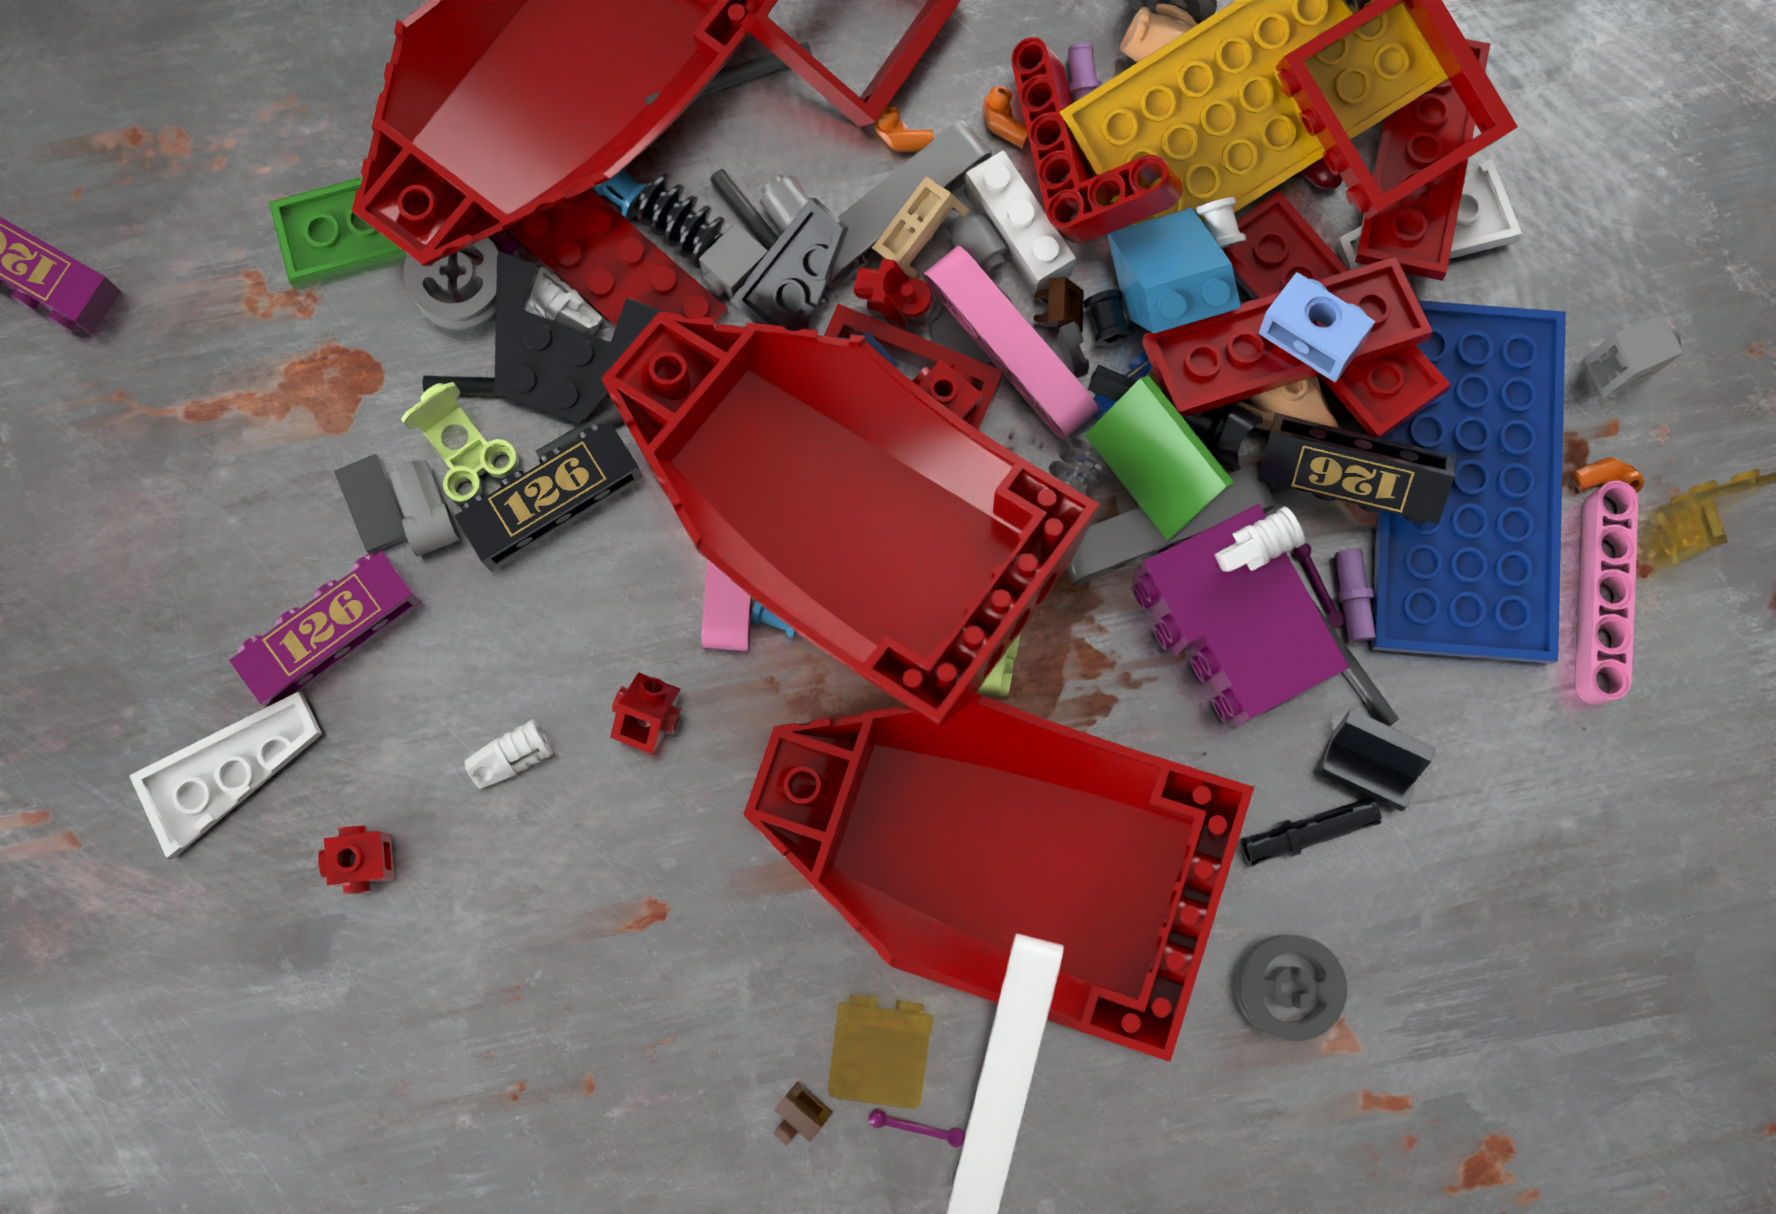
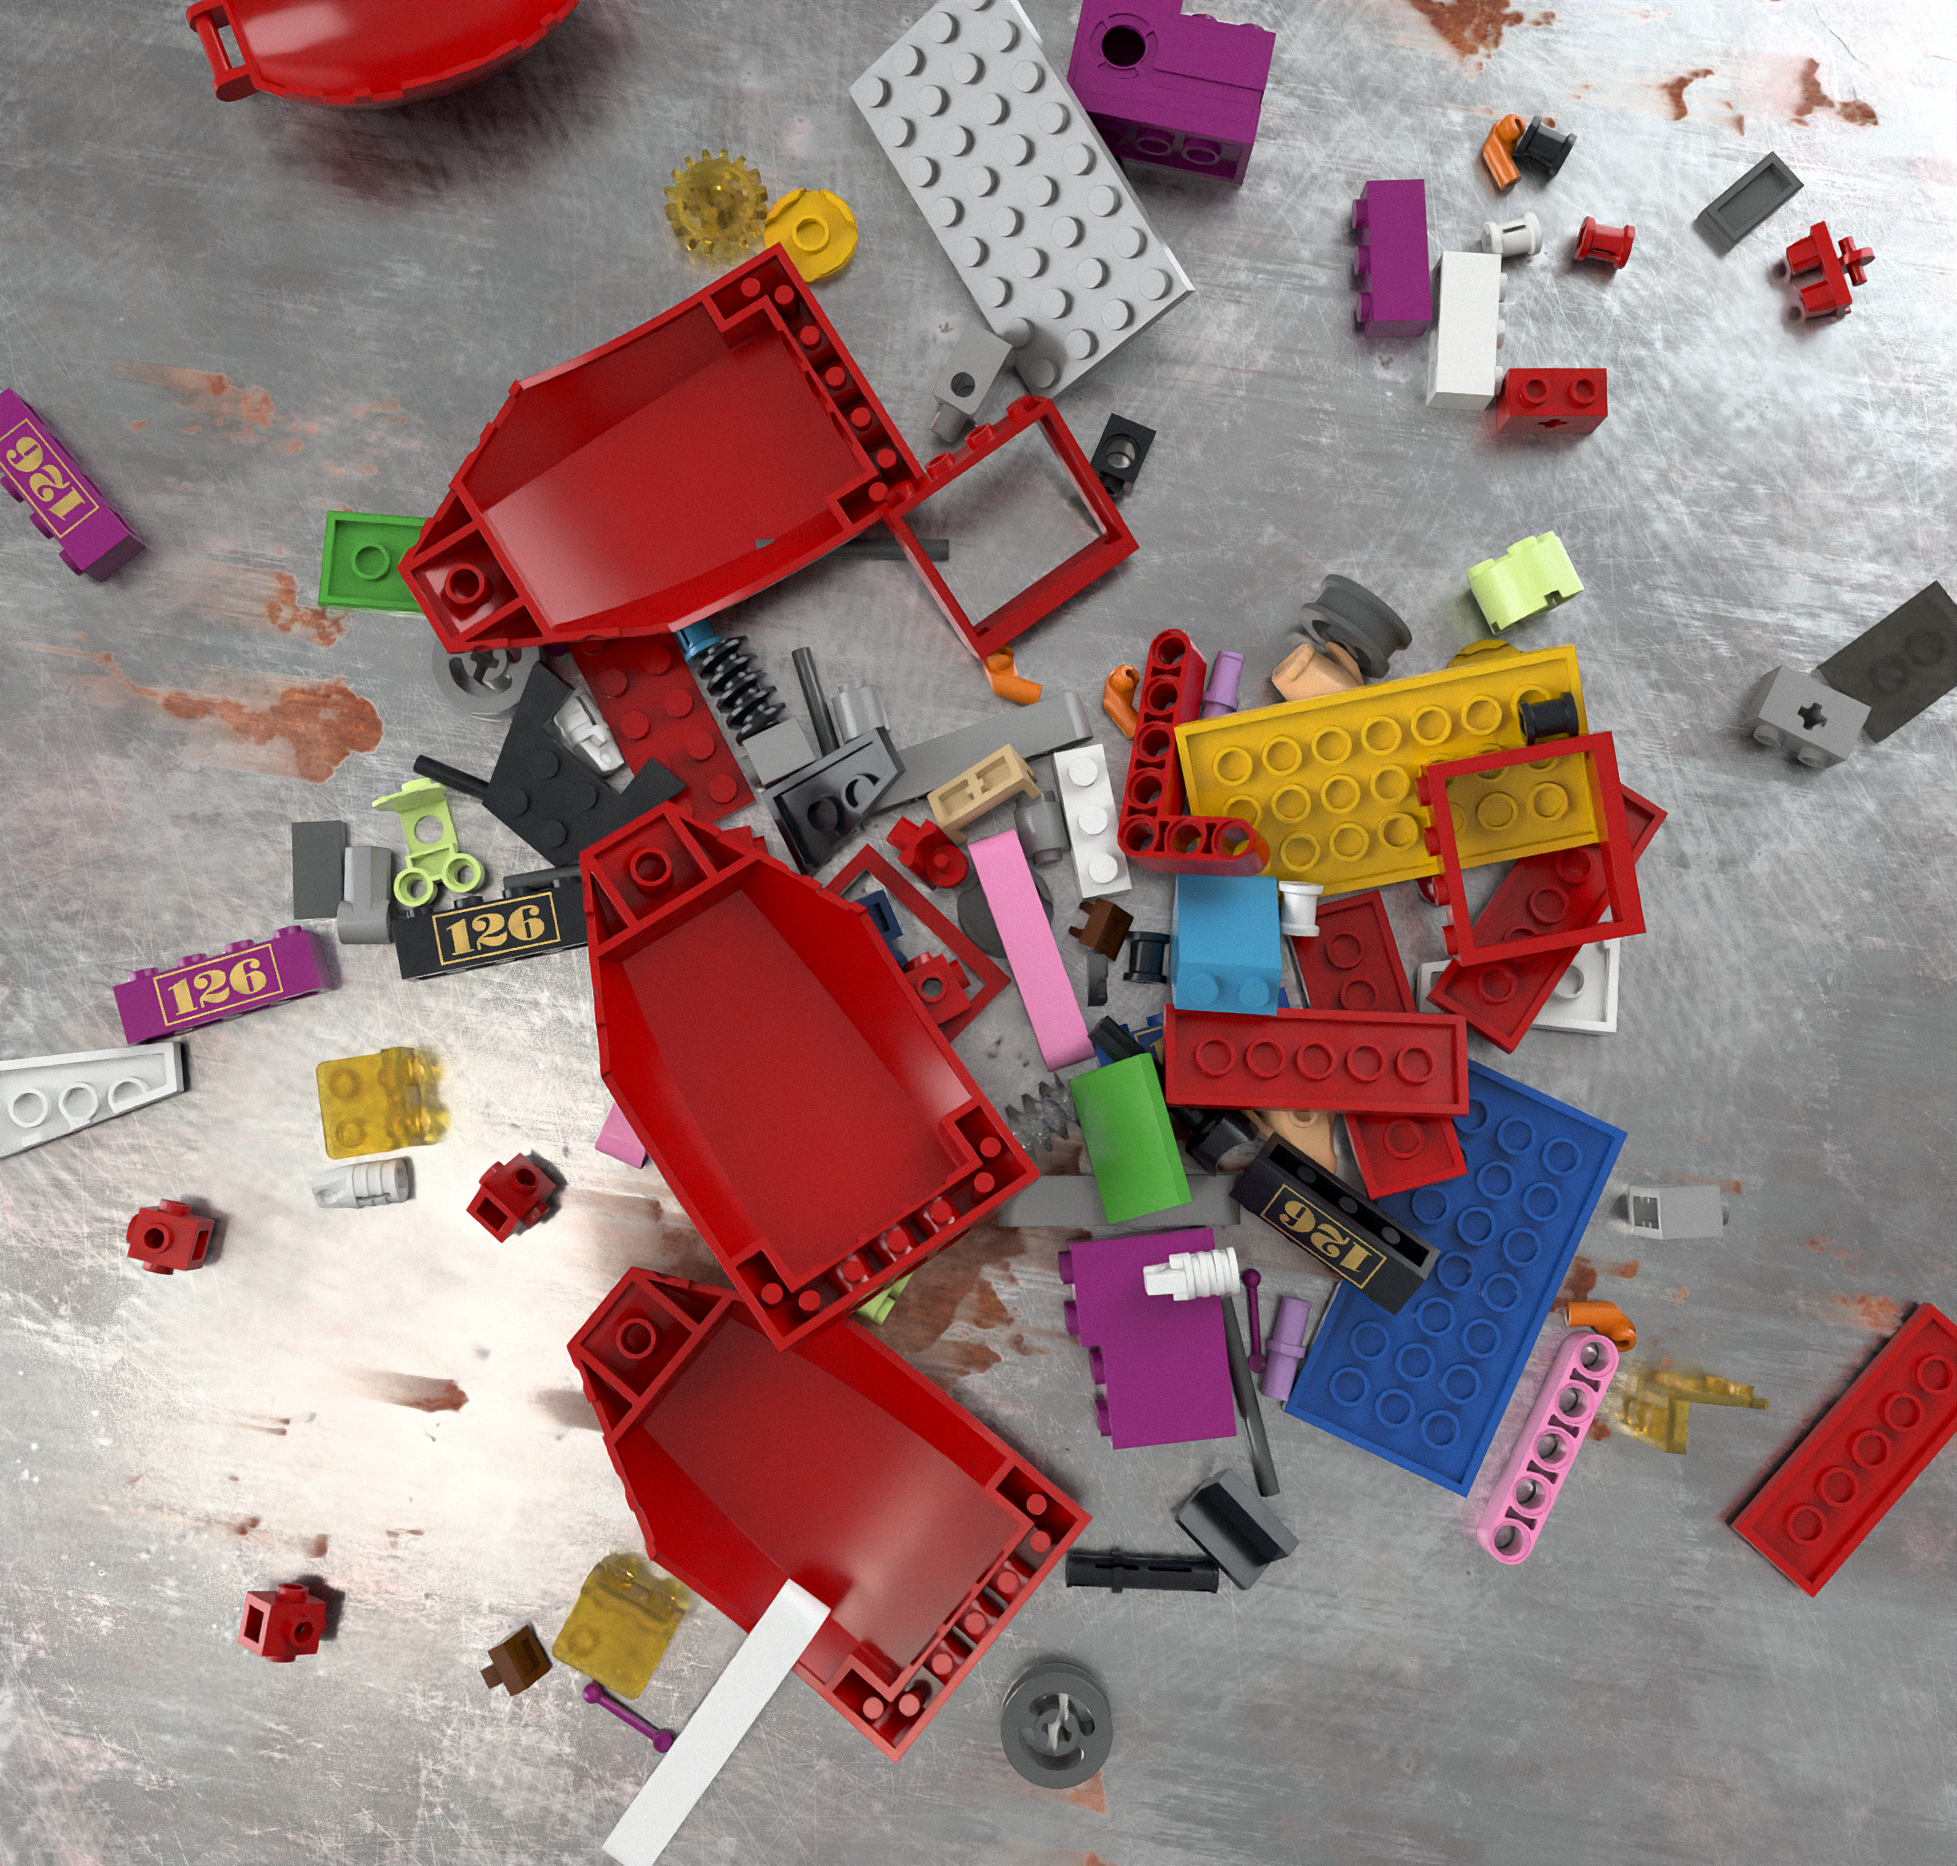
camera: 20 degrees right, 5 degrees up
(493, 681) = (372, 1103): none -> clear yellow bracket
(582, 1156) = (282, 1623): none -> red brick
(1324, 349) = (1345, 1097): light blue brick -> none

